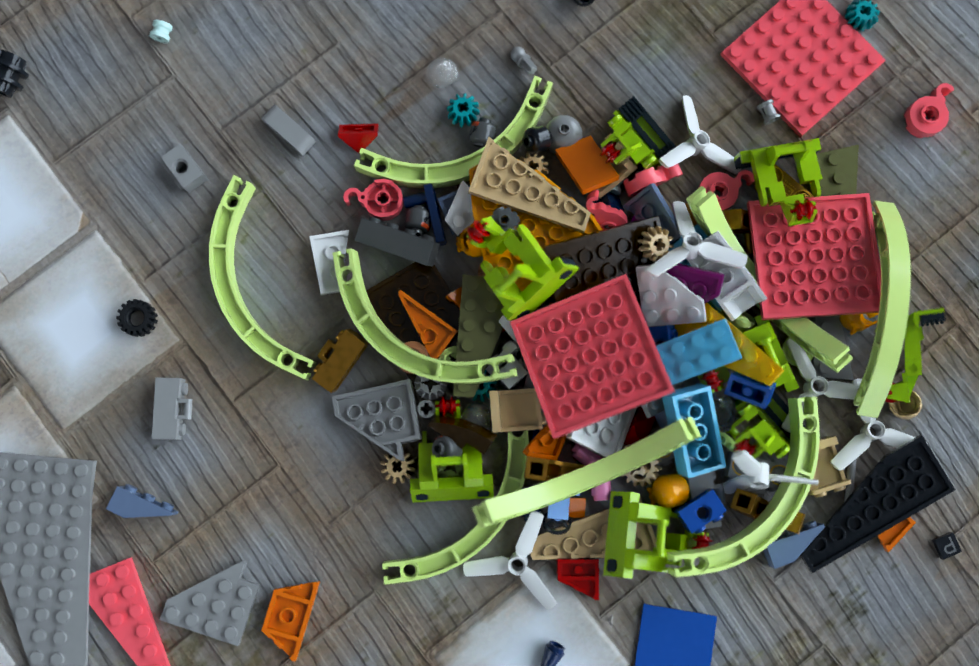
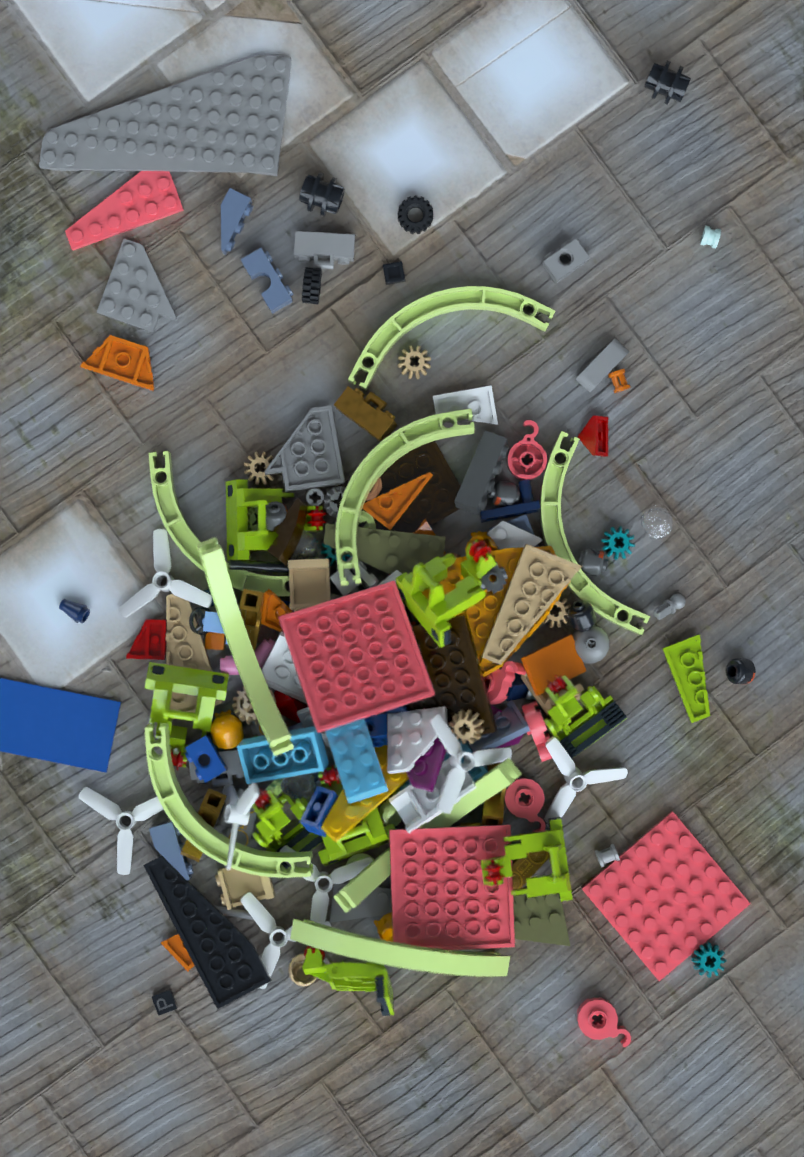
camera: 90 degrees right, 5 degrees up
(113, 412) = (322, 194): none -> black piece
(187, 475) = (259, 264): none -> sand blue arch
(196, 338) = (393, 273): none -> black tile
(208, 419) = (311, 285): none -> black tyre
(285, 321) = (407, 362): none -> tan gear
(303, 113) = (614, 377): none -> orange bush
(498, 482) = (258, 566): none -> black piece
(584, 42) = (687, 669): none -> lime wing
(758, 607) = (113, 812): none -> white piece

